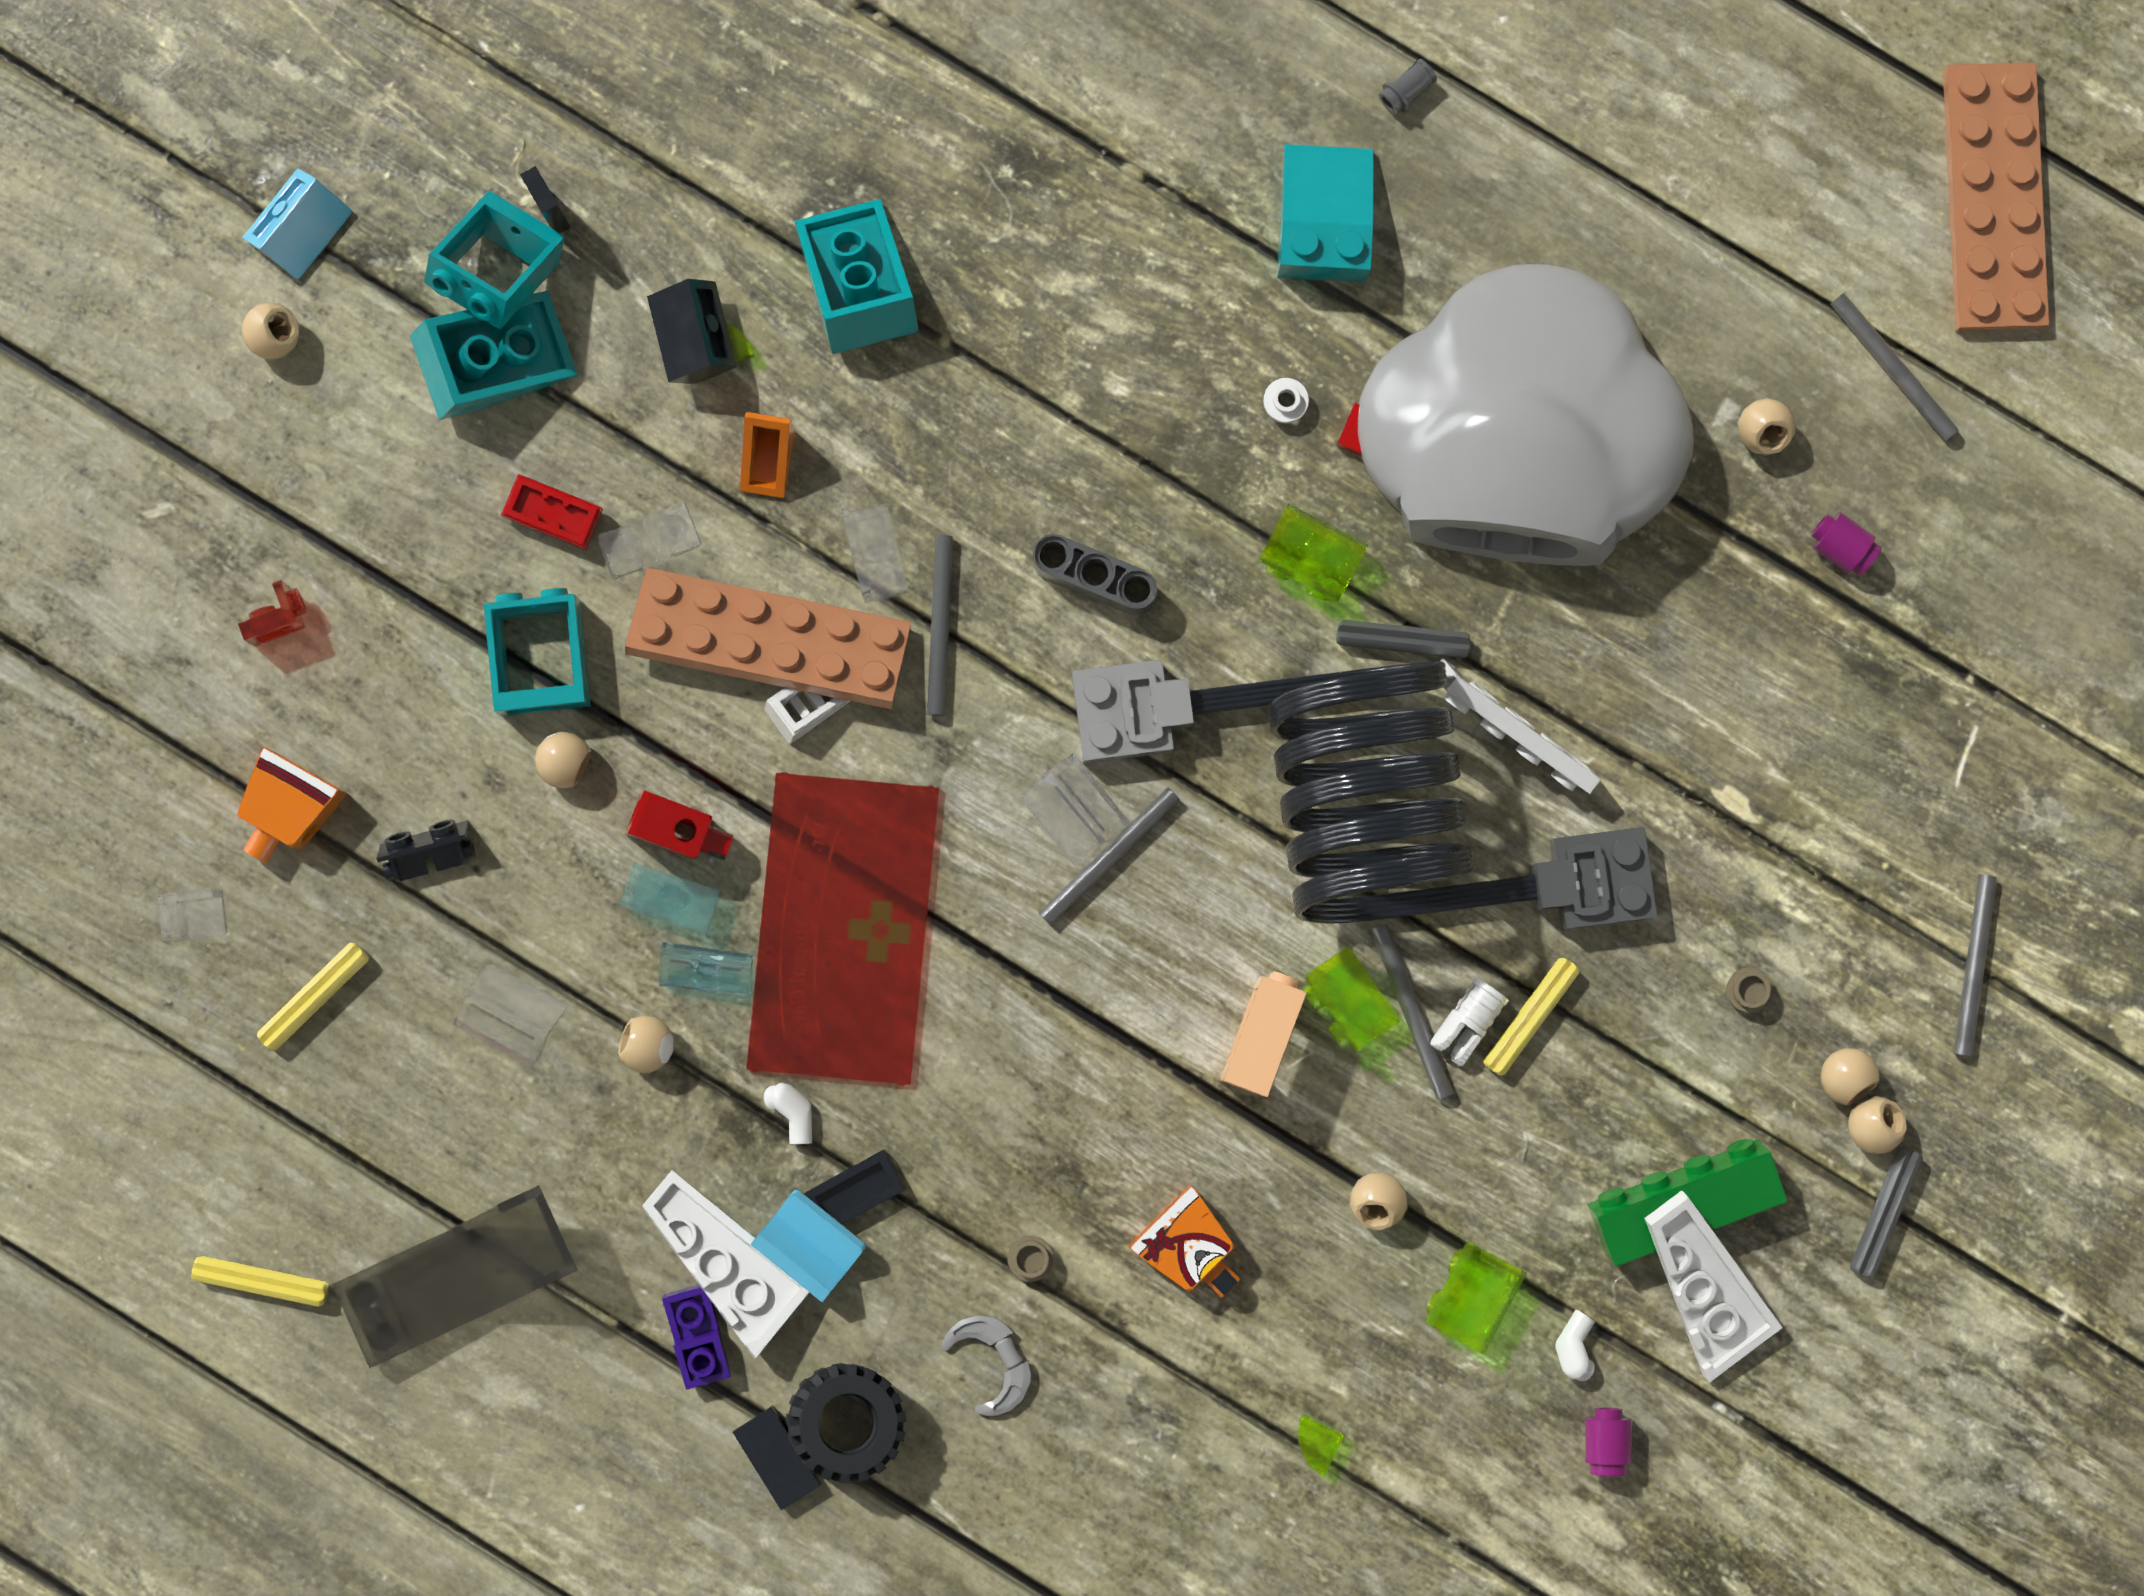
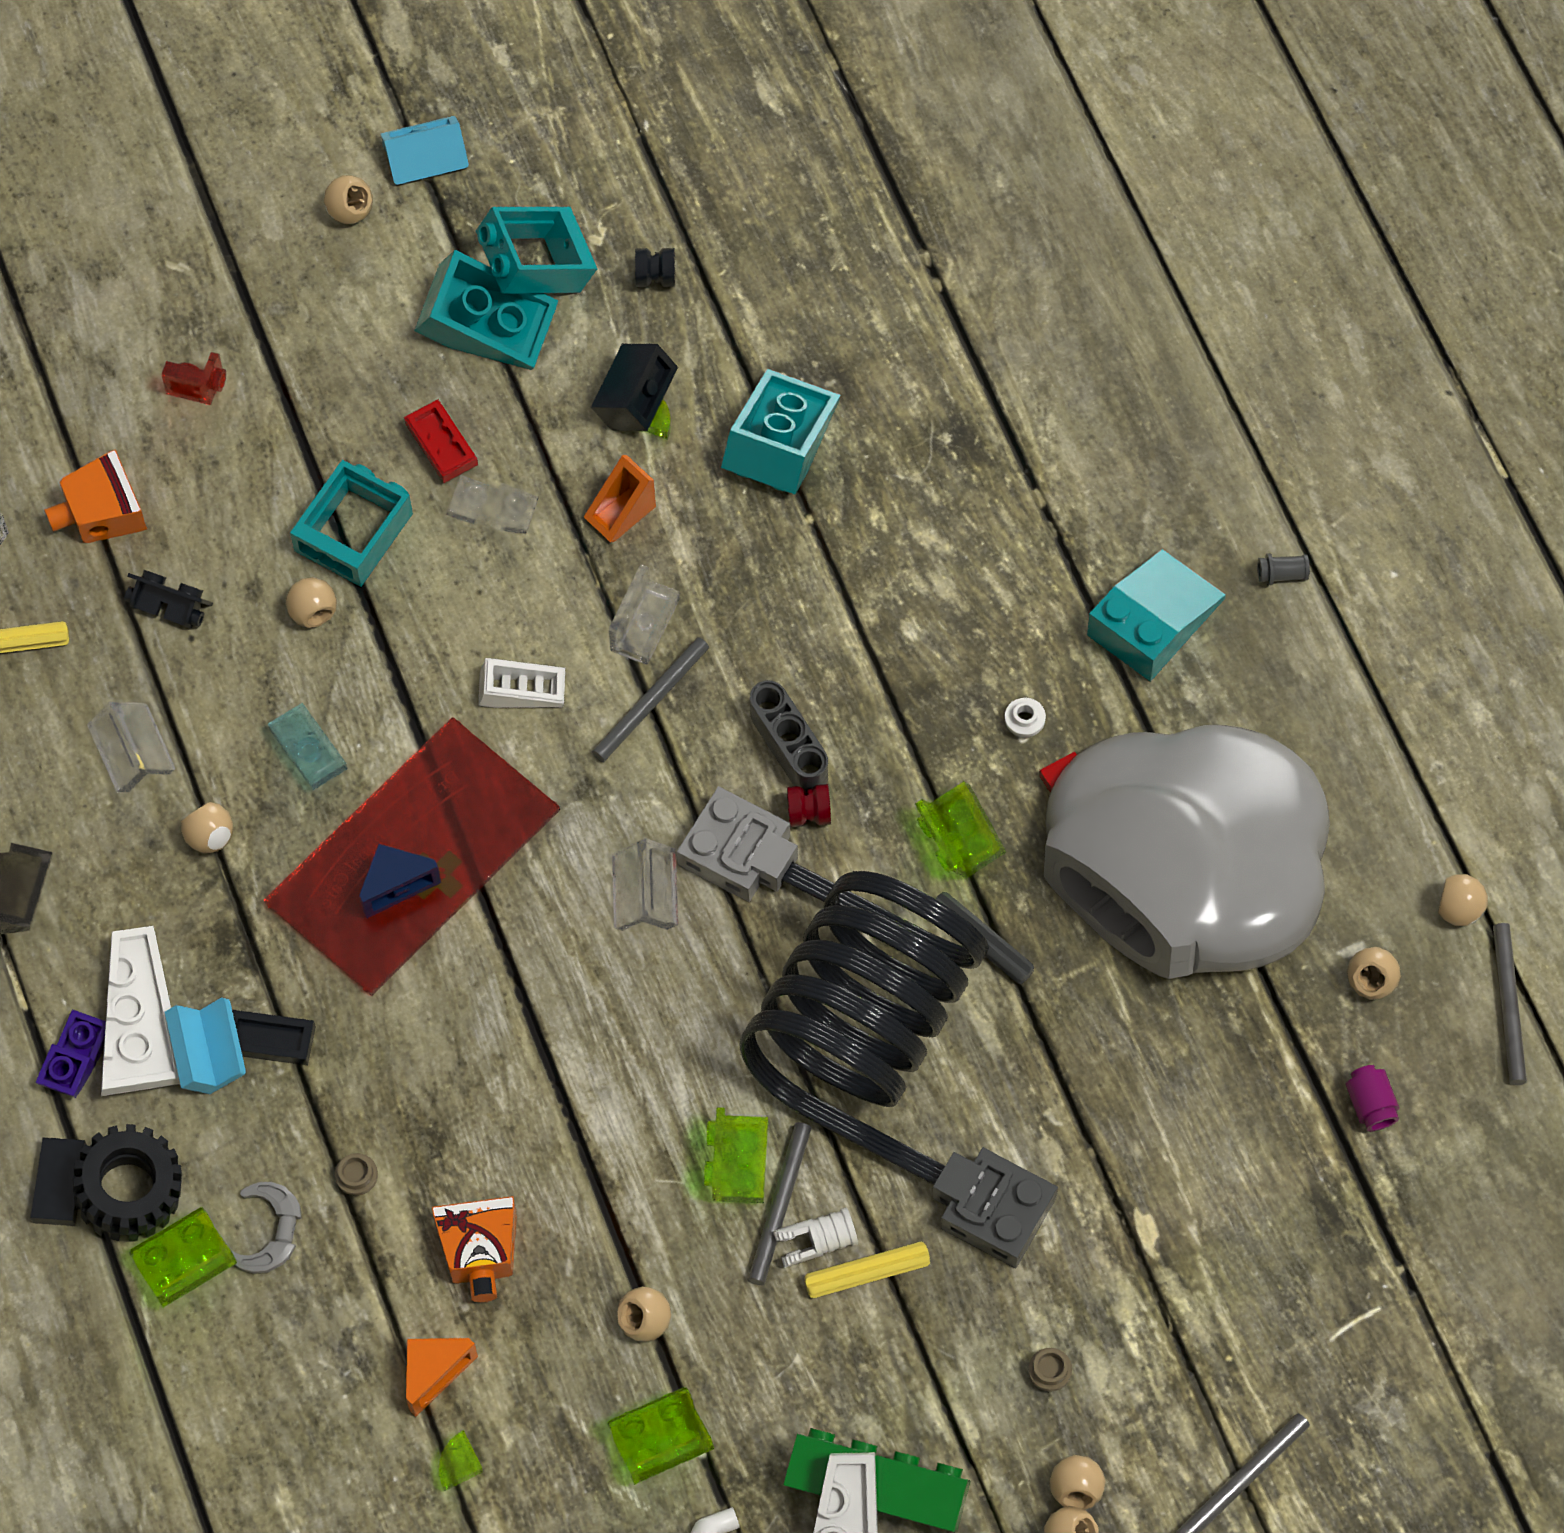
camera: 40 degrees right, 20 degrees down
(545, 200) = (602, 236): black tile -> none
(613, 193) = (655, 267): none -> black wheel
(655, 822) = (348, 694): red torso -> none
(706, 970) = (292, 809): clear light blue plate -> none
(768, 638) = (522, 622): nougat plate -> none
(795, 1108) = (275, 948): white arm -> none
(851, 969) = (396, 877): none -> dark blue slope
(945, 1448) = (182, 1257): none -> clear neon green bracket
(1109, 856) = (643, 938): dark grey bar -> none
(1162, 627) = (809, 805): none -> dark red wheel
(1234, 1381) = (433, 1366): none -> orange slope
(1263, 1034) = (652, 1128): light nougat window -> none
(1501, 721) = (1033, 1109): white wing -> none
(1792, 301) = (1462, 900): none -> tan piece

